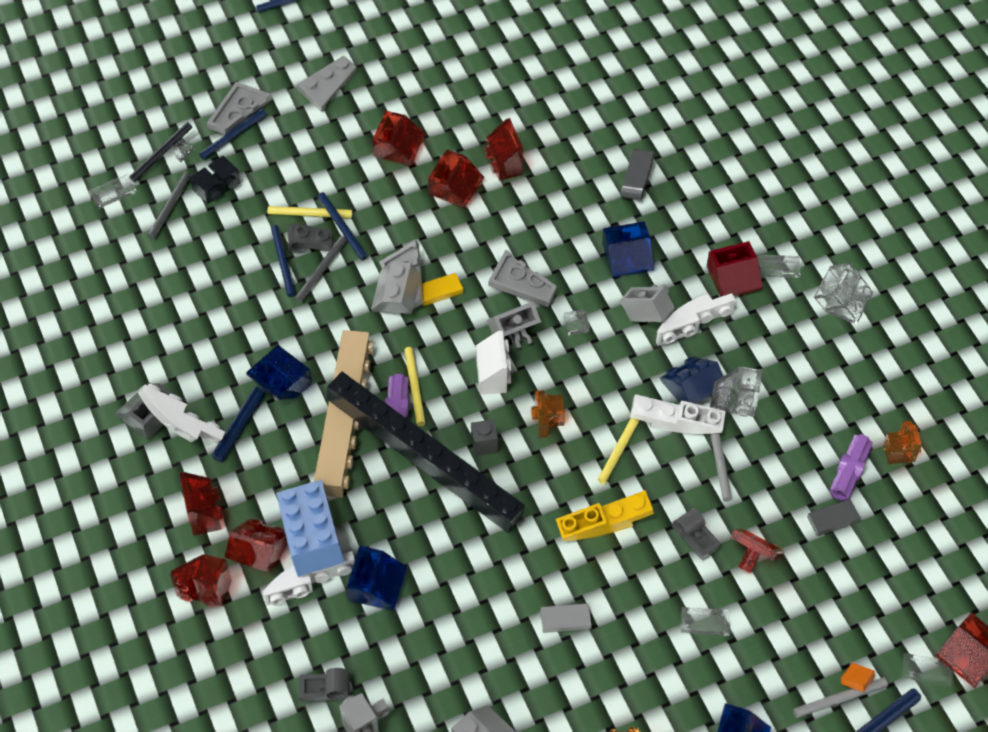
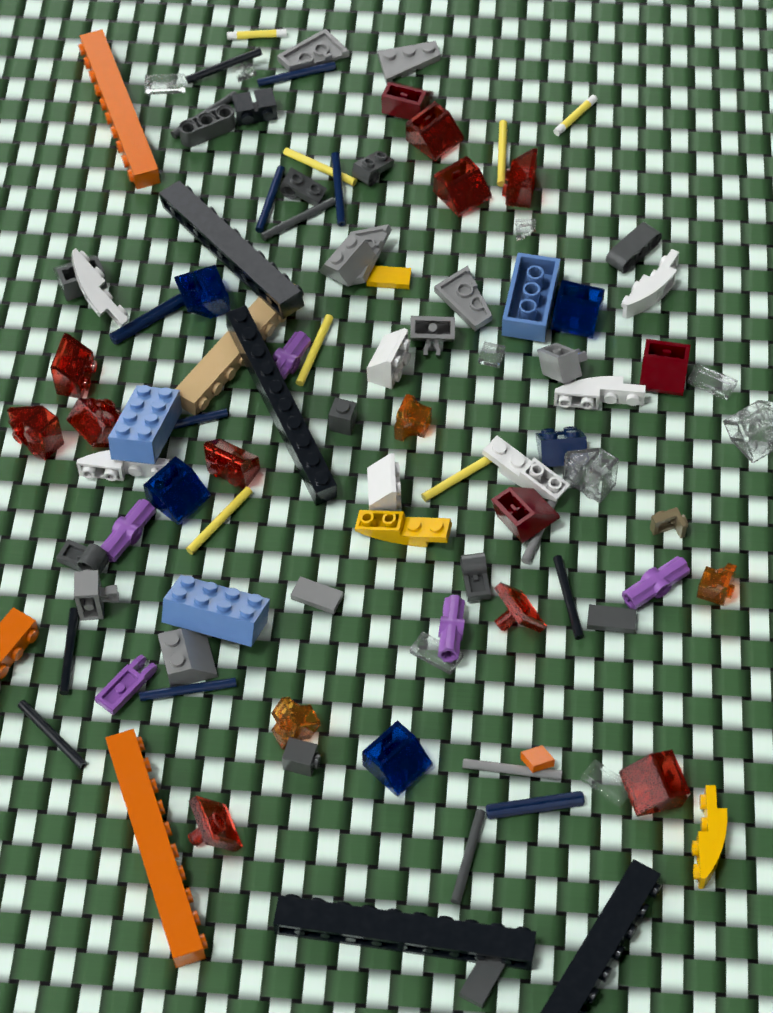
camera: 30 degrees right, 0 degrees up
(84, 232) = (119, 110): none -> orange brick
(171, 111) = (256, 34): none -> light yellow bar
(180, 215) = (207, 125): none -> dark grey beam
(283, 323) = (232, 249): none -> black brick
(351, 496) = (201, 418): none -> dark blue bar
(351, 637) = (128, 529): none -> medium lavender piece
(354, 121) = (404, 100): none -> dark red slope
(360, 194) = (369, 168): none -> dark grey plate
(410, 528) = (231, 462): none -> clear red slope
(429, 589) = (219, 520): none -> light yellow bar
(467, 135) = (502, 147): none -> light yellow bar
(489, 678) = (215, 610): none -> medium blue brick
(509, 76) = (575, 115): none -> light yellow bar
(530, 195) = (524, 227): none -> clear tile
(565, 486) = (384, 484): none -> white slope
(581, 255) = (530, 297): none -> medium blue brick
(675, 202) = (653, 288): none -> white slope
(702, 455) = (523, 511): none -> dark red slope
(709, 592) = (451, 628): none -> medium lavender piece
(784, 514) = (568, 597): none -> black piece
(828, 403) = (667, 520): none -> dark tan bracket

